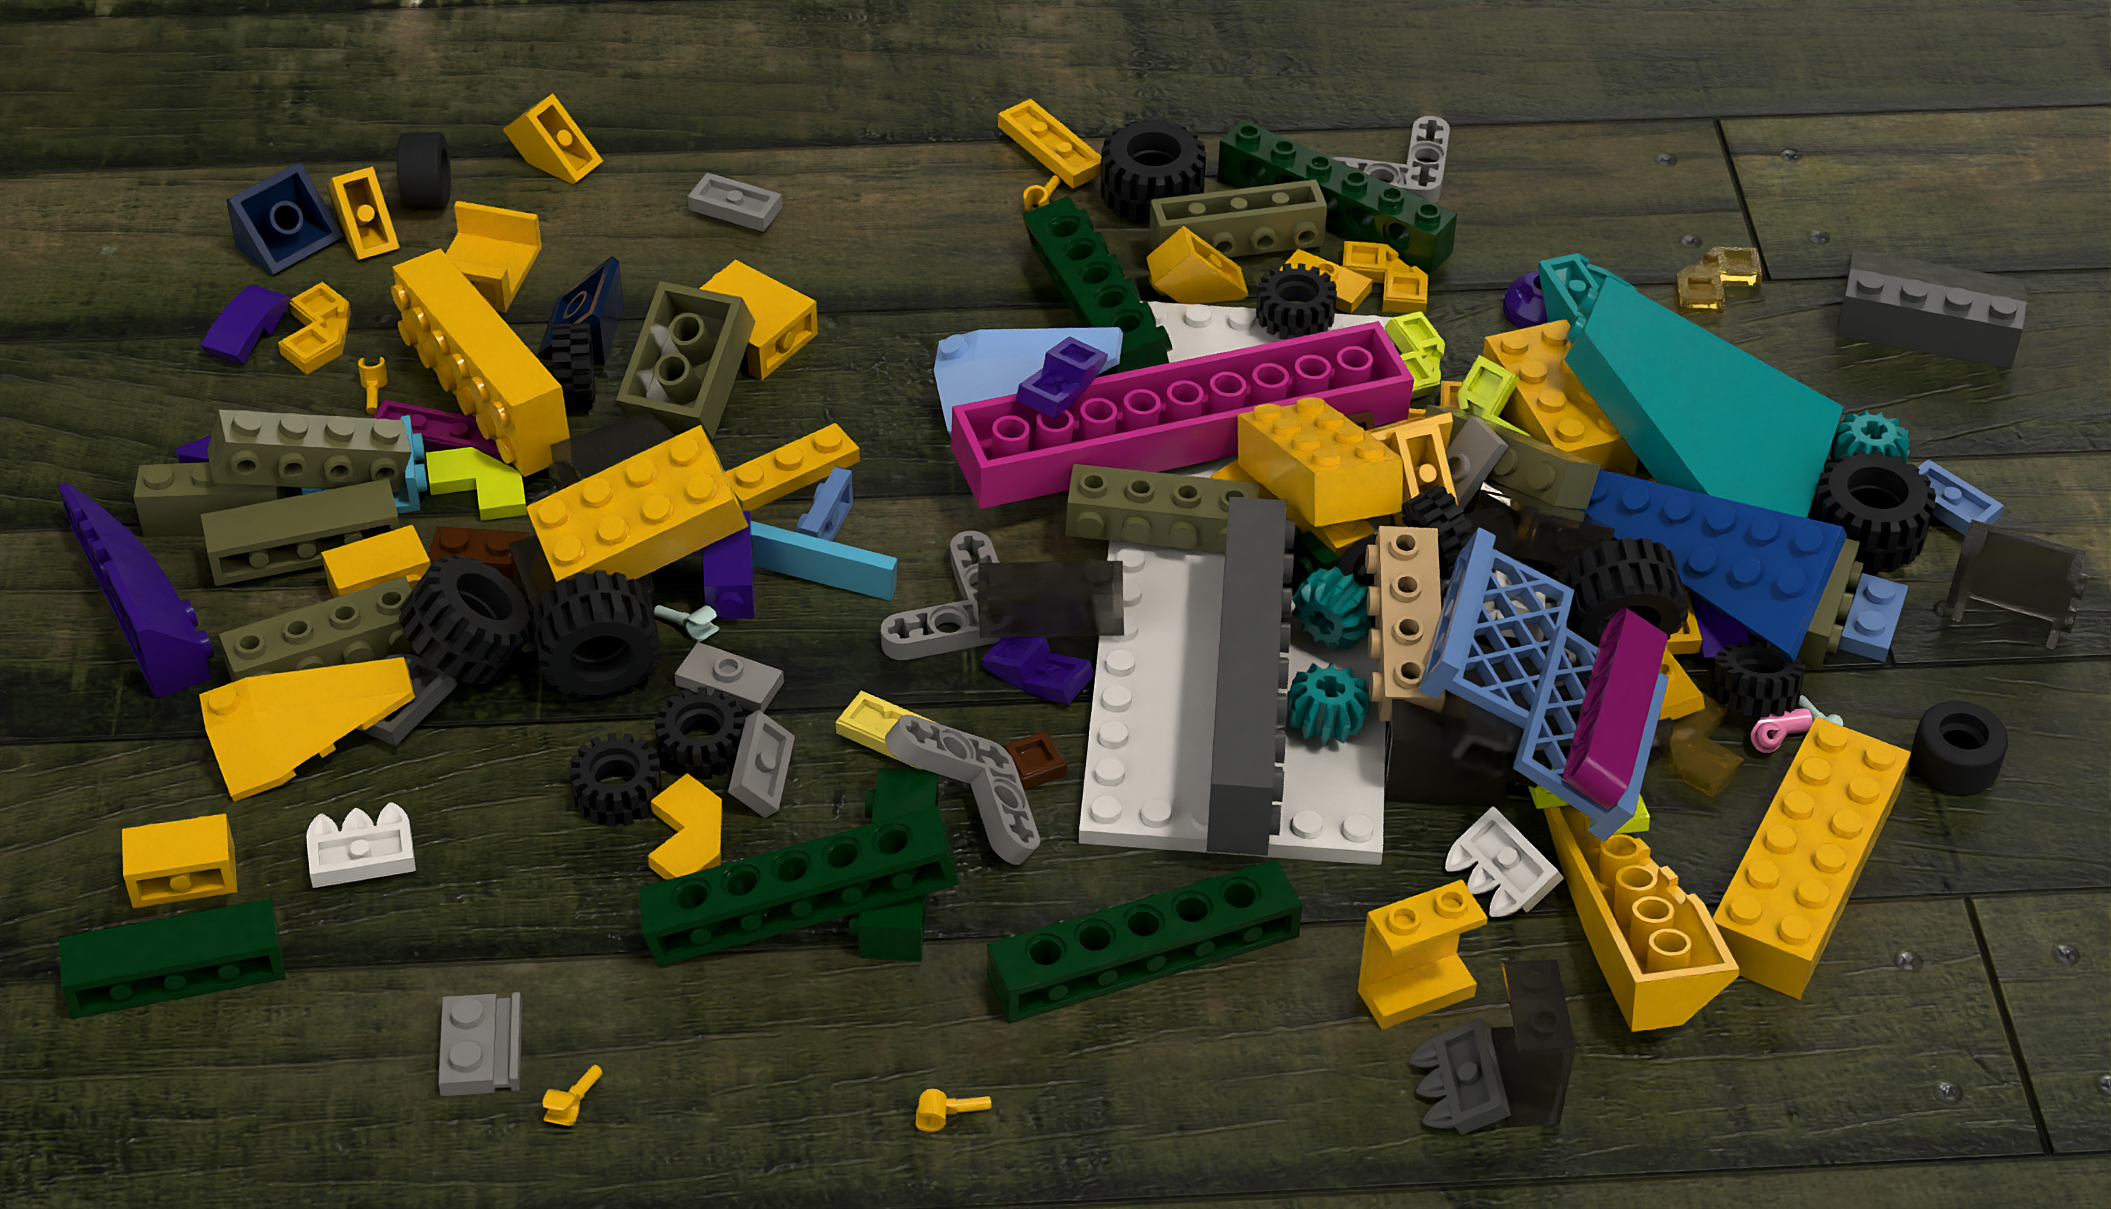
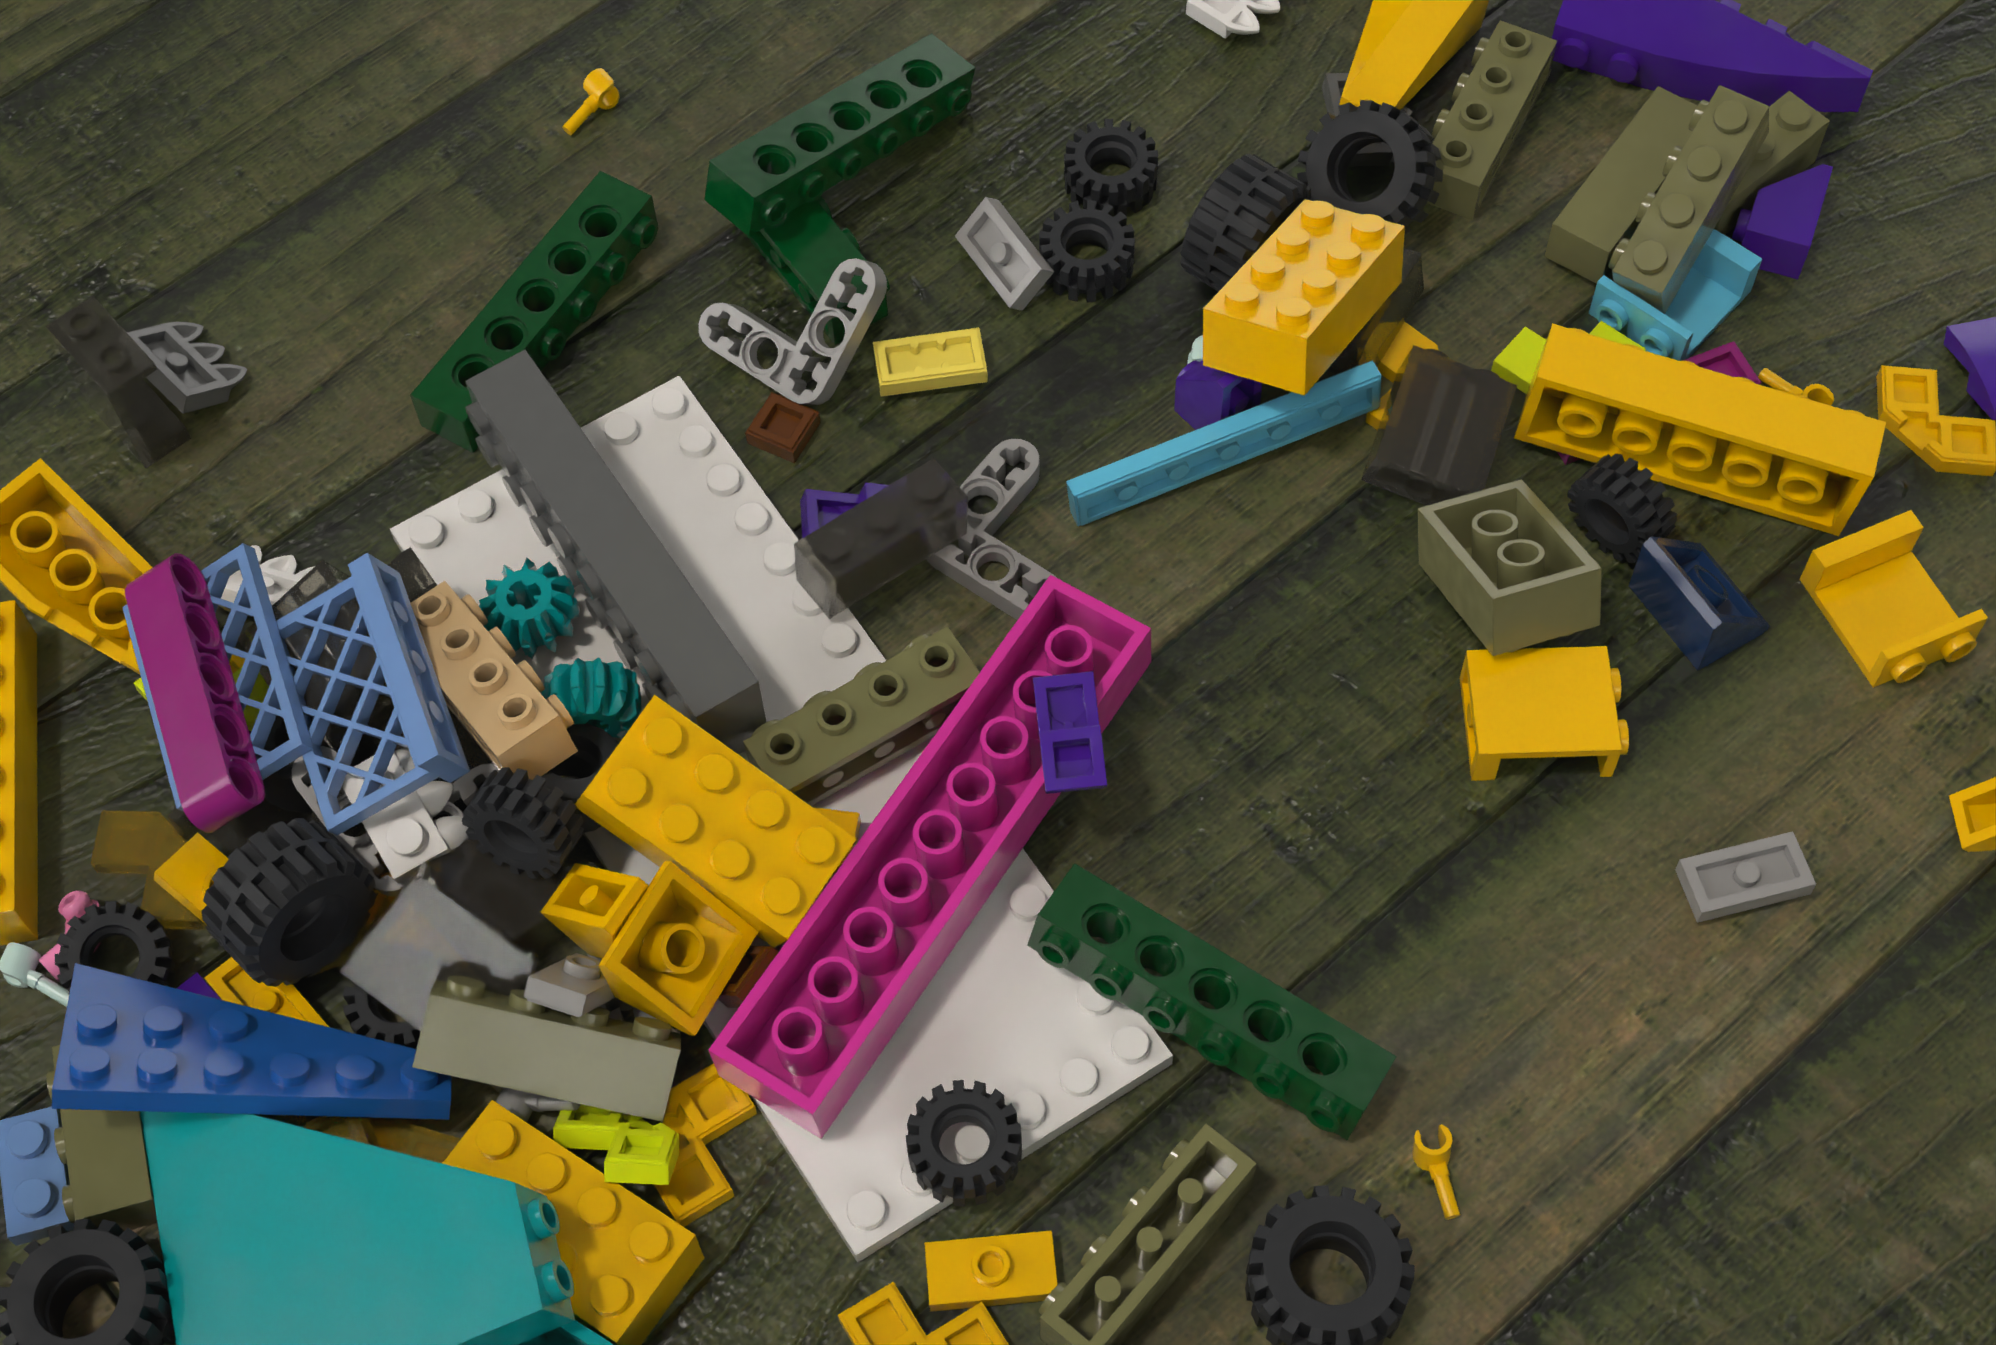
camera: 145 degrees right, 15 degrees up
(376, 561) = (1521, 203): yellow brick -> none
(481, 544) = (1478, 298): reddish brown plate -> none
(698, 820) = (989, 164): yellow tile -> none
(742, 678) = (1124, 326): light grey plate -> none
(792, 467) = (1309, 580): yellow plate -> none
(830, 506) = (1201, 515): medium blue plate -> none
(997, 360) = (1176, 808): light blue wedge -> none
(1051, 143) = (1509, 1259): yellow plate -> none
(1194, 271) = (1134, 1146): yellow slope -> none
(1413, 957) = (272, 395): yellow panel -> none
(1420, 350) = (767, 1184): neon yellow tile -> none

